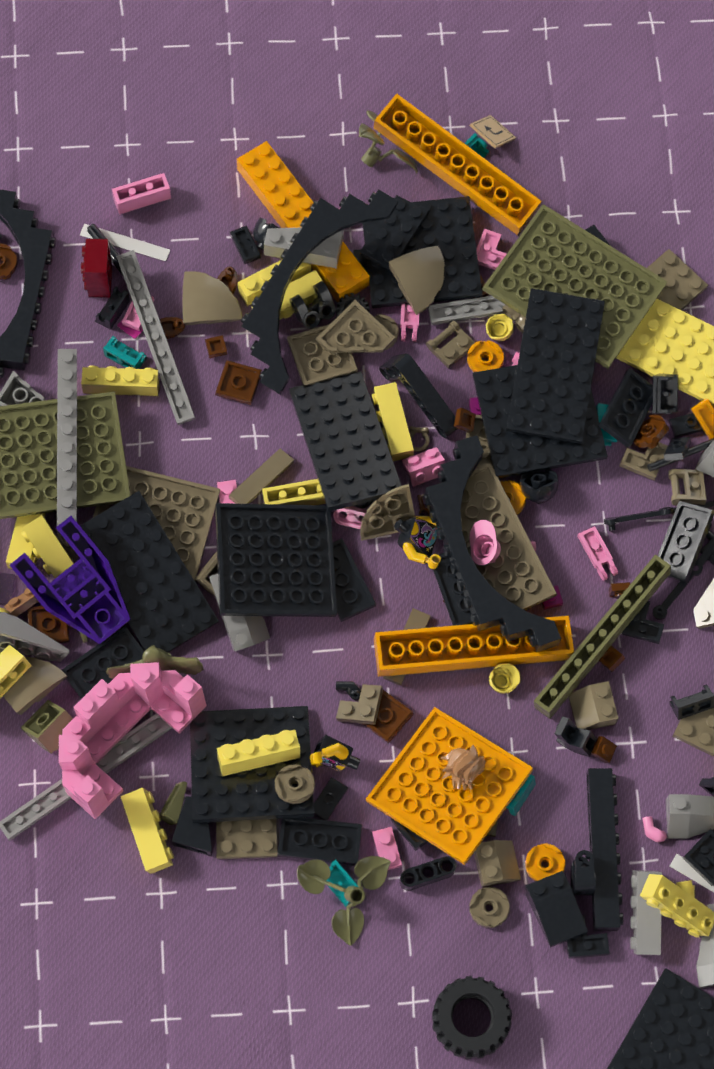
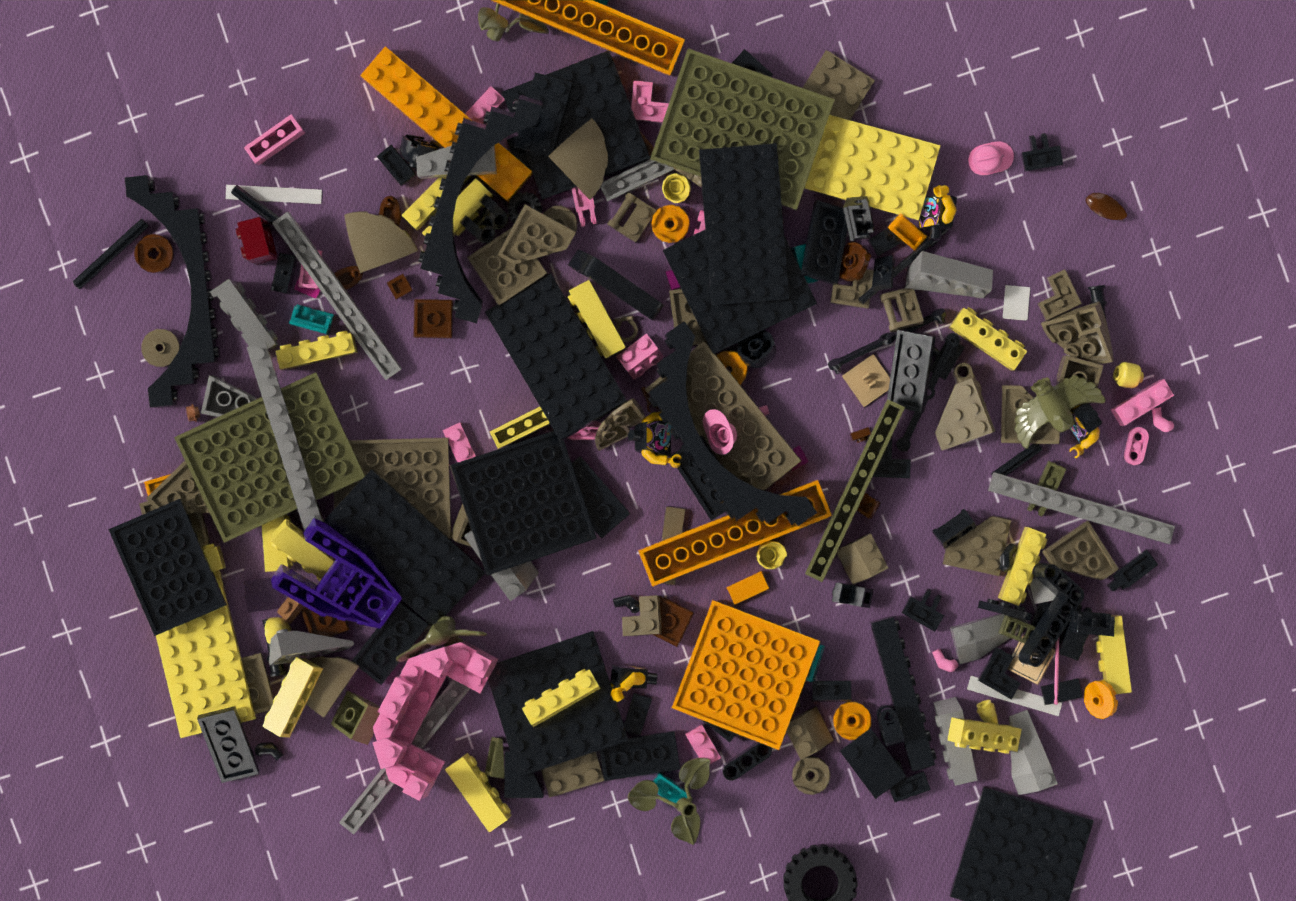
camera: 15 degrees left, 20 degrees up
(61, 326) = (243, 314): none -> light grey wedge
(261, 478) = (484, 415): dark tan tile -> none
(294, 775) = (595, 712): dark tan plate -> none
(463, 766) = (756, 661): medium nougat hair -> none
(465, 420) = (667, 302): reddish brown plate -> none
(472, 706) = (747, 587): none -> light orange tile
(530, 827) = (831, 691): none -> black hinge
(597, 552) = (829, 399): bright pink hinge -> none
(604, 749) = (881, 597): reddish brown plate -> none
(638, 545) = (867, 380): none -> tan piece
(642, 777) = (922, 613): none -> black hinge

